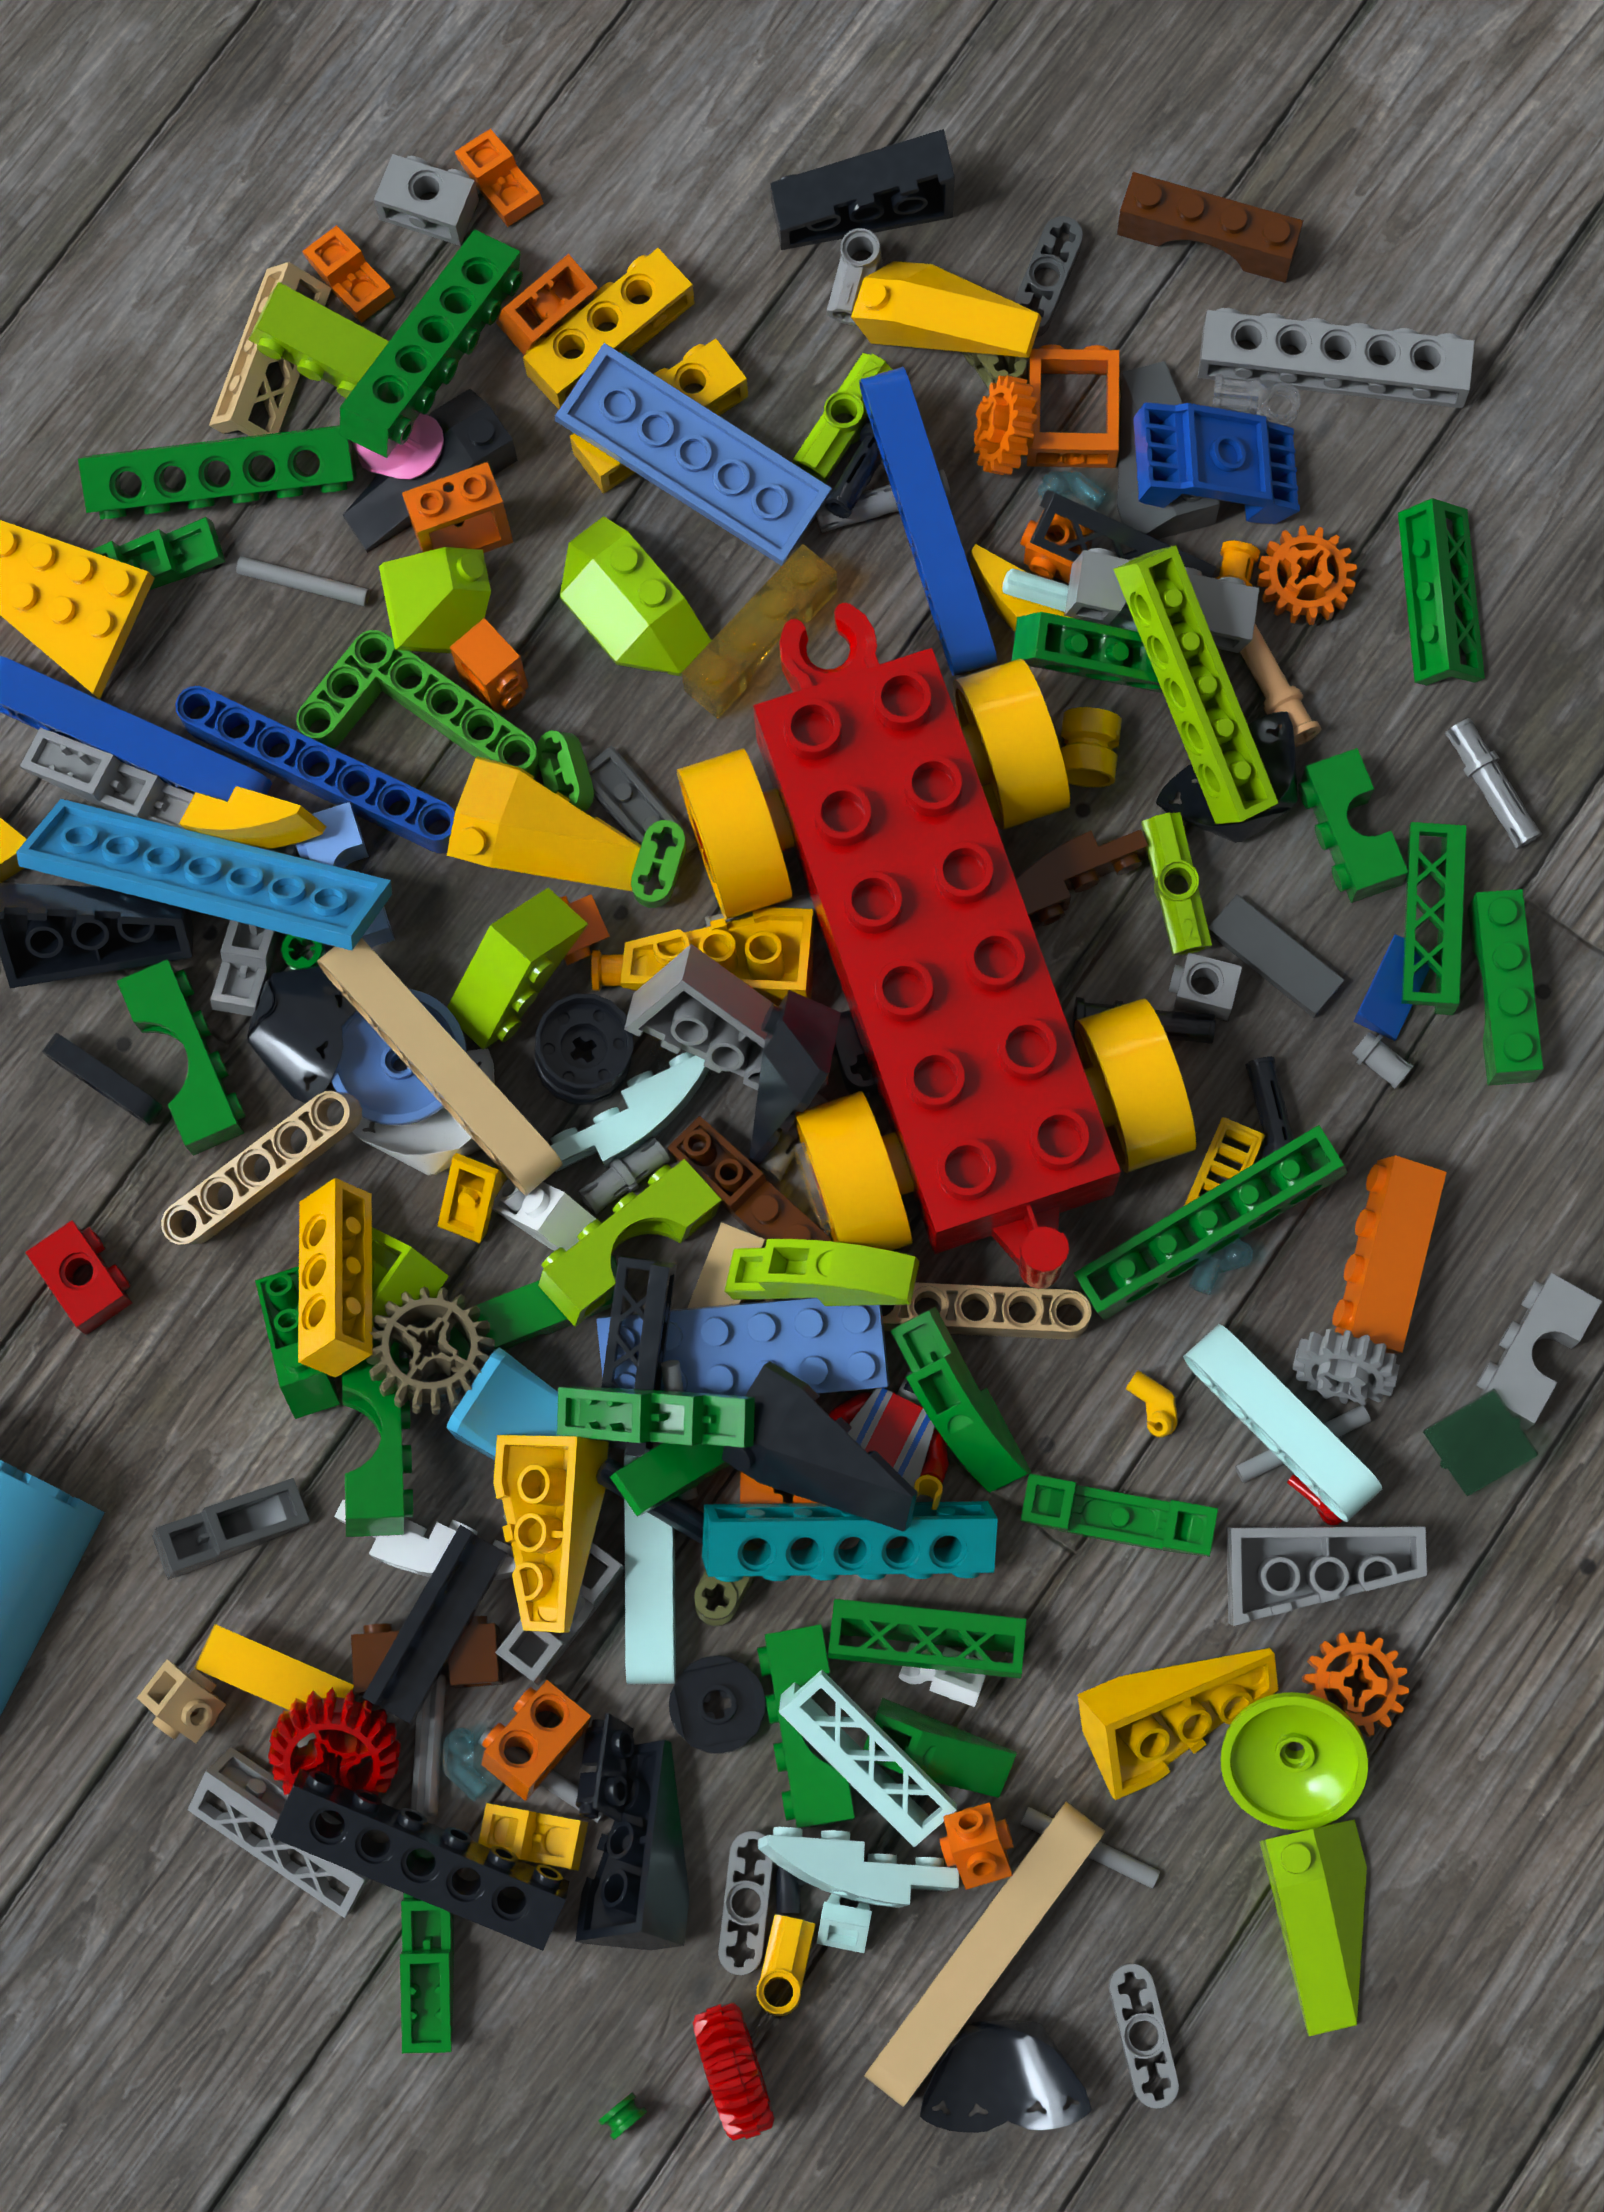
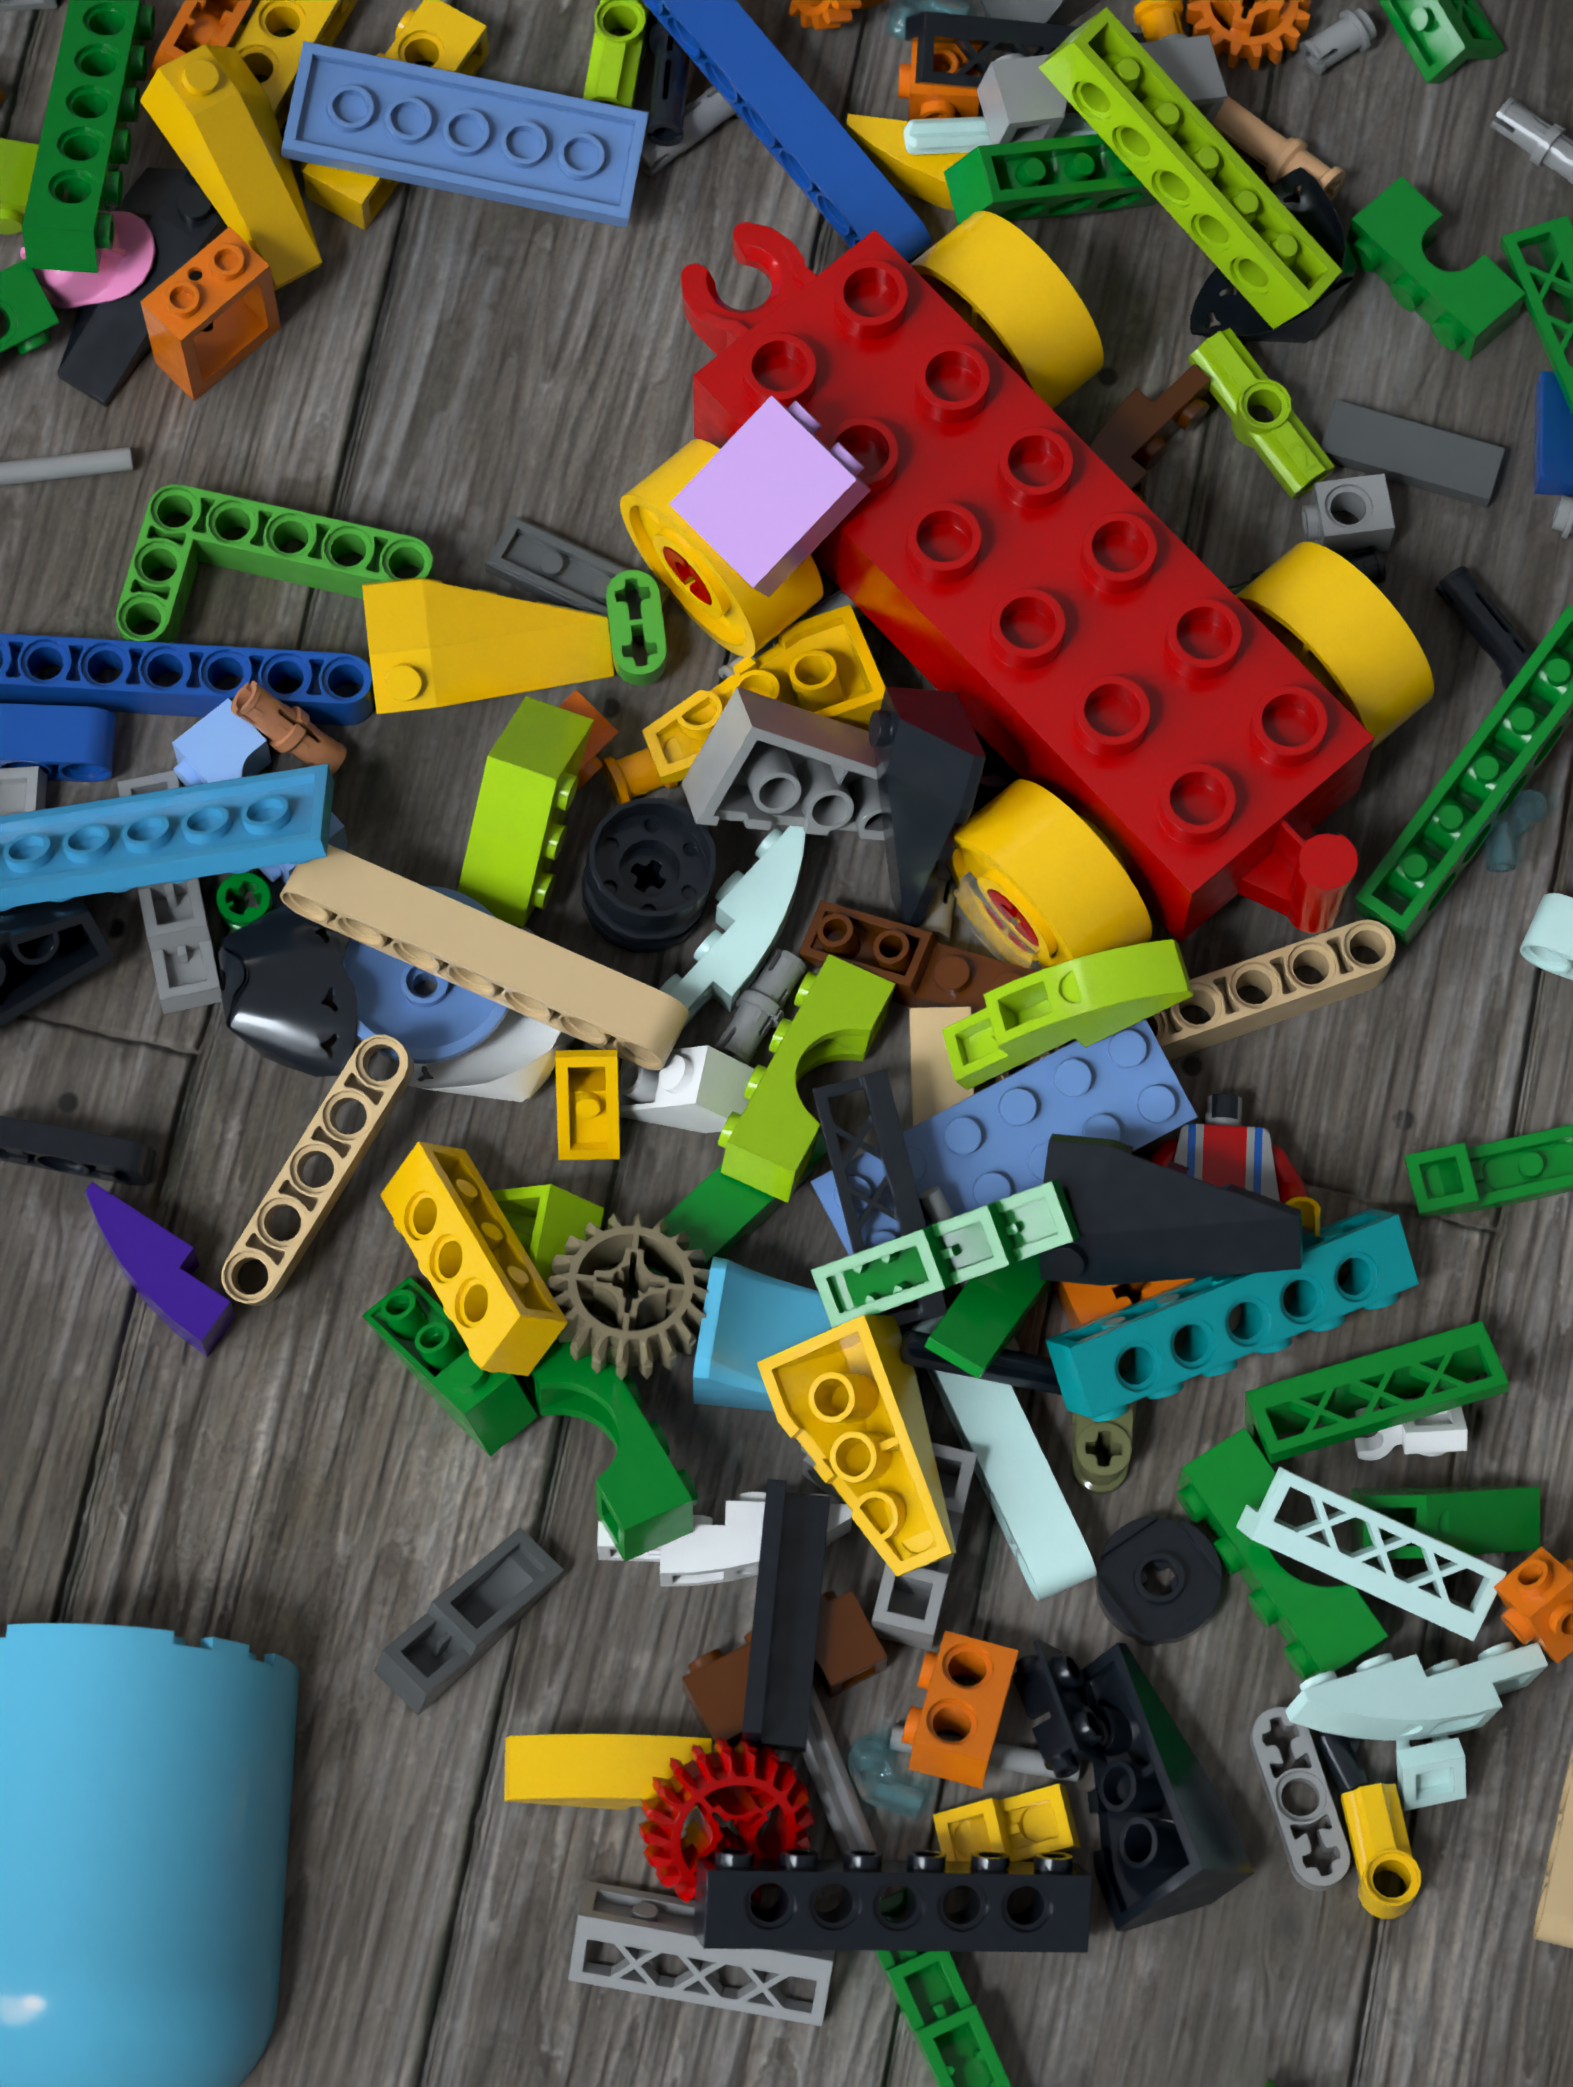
camera: 30 degrees left, 5 degrees down
(59, 1258) = (165, 1426): red brick -> none
(128, 1192) = (162, 1271): none -> dark purple slope
(181, 1701) = (519, 1851): tan brick -> none
(202, 1107) = (100, 1034): green arch -> none
(251, 819) = (120, 761): yellow slope -> none
(382, 841) = (287, 727): none -> nougat pin
(435, 597) = (227, 420): lime slope -> none
(490, 667) = (329, 472): orange brick -> none
(522, 390) = (232, 147): none -> yellow wedge
(567, 770) = (477, 560): bright green beam -> none
(629, 602) = (461, 338): lime wedge -> none
(733, 2071) = (1383, 1993): red gear -> none
(735, 653) = (624, 328): clear yellow arch -> none
(762, 819) = (772, 494): none -> lavender brick
(955, 1405) = (1285, 1104): green slope -> none
(1089, 744) = (1095, 279): yellow wheel -> none
(1159, 1402) = (1515, 1017): yellow arm -> none
(1235, 1132) = (1461, 670): yellow slope -> none
(1363, 625) = (1349, 33): none -> light grey pin

